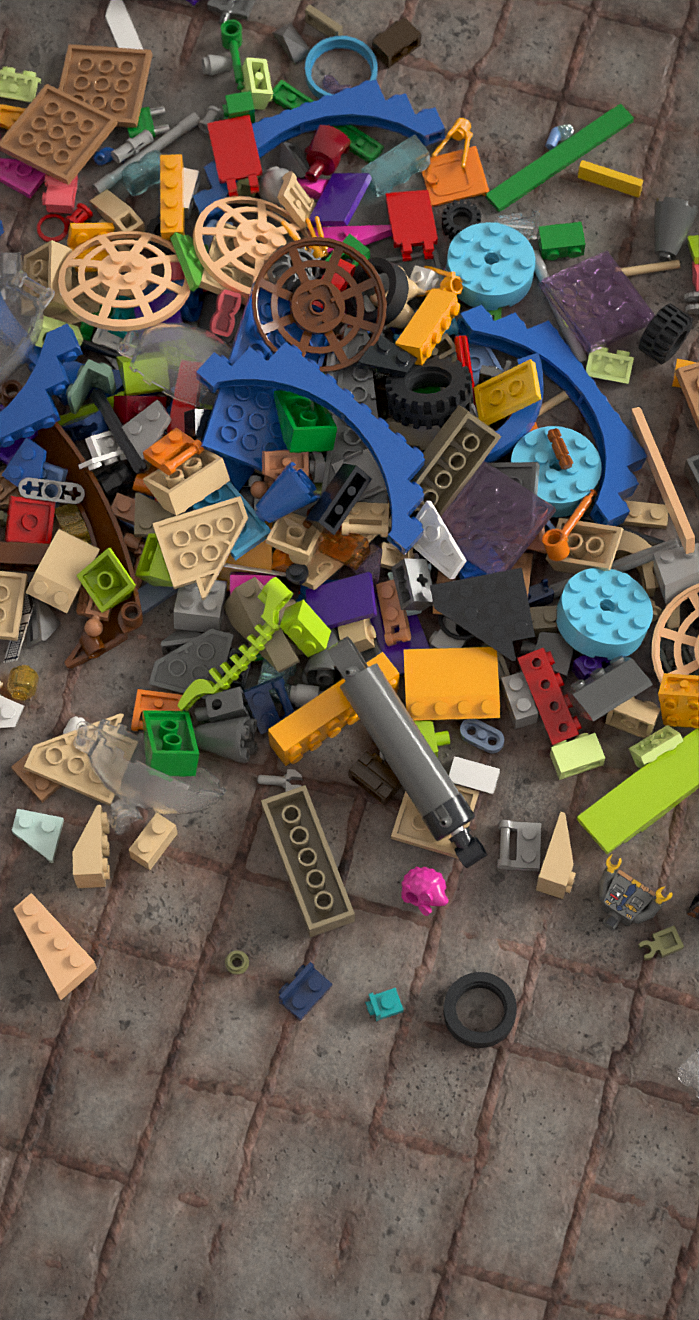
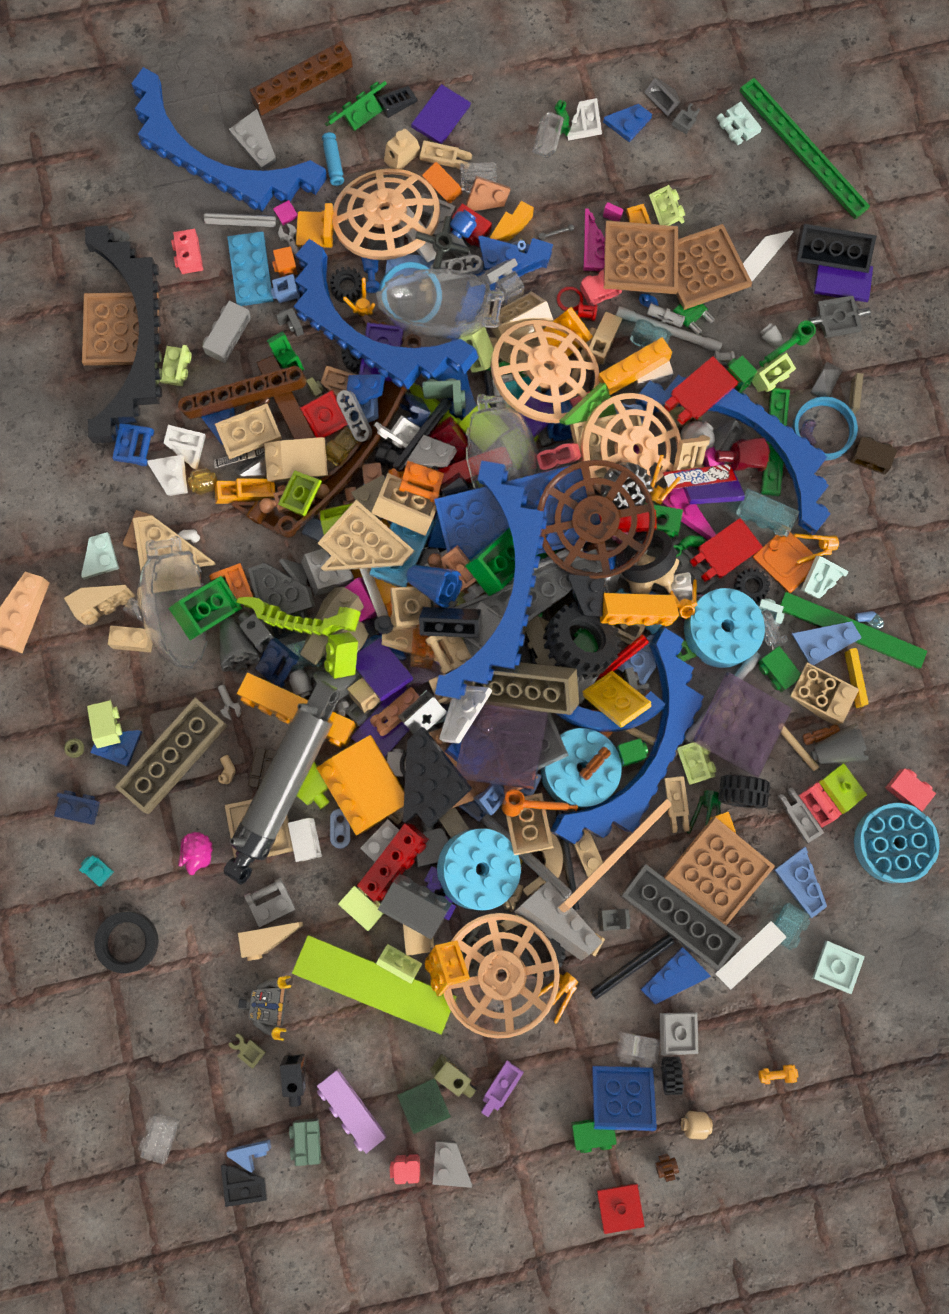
camera: 55 degrees right, 10 degrees up
(59, 646) = (243, 490): none -> light orange slope
(231, 912) = (104, 724): none -> yellowish green brick
(261, 917) = (120, 752): none -> blue wing
(322, 203) = (701, 476): none -> sticker
(355, 816) = (228, 772): none -> tan arm
(383, 247) = (689, 541): none -> green arm
(491, 154) = (821, 577): none -> light aqua wing
(498, 210) = (775, 609): none -> light aqua bracket
(539, 567) = (491, 798): none -> medium blue slope
(557, 186) = (825, 641): none -> medium blue wing
(567, 411) = (632, 752): none -> green brick
(611, 213) = (824, 694): none -> tan slope
(627, 398) = (676, 795): none -> tan hinge
(647, 241) = (820, 734): none -> dark orange axle
(657, 373) = (710, 800): none -> dark green plant

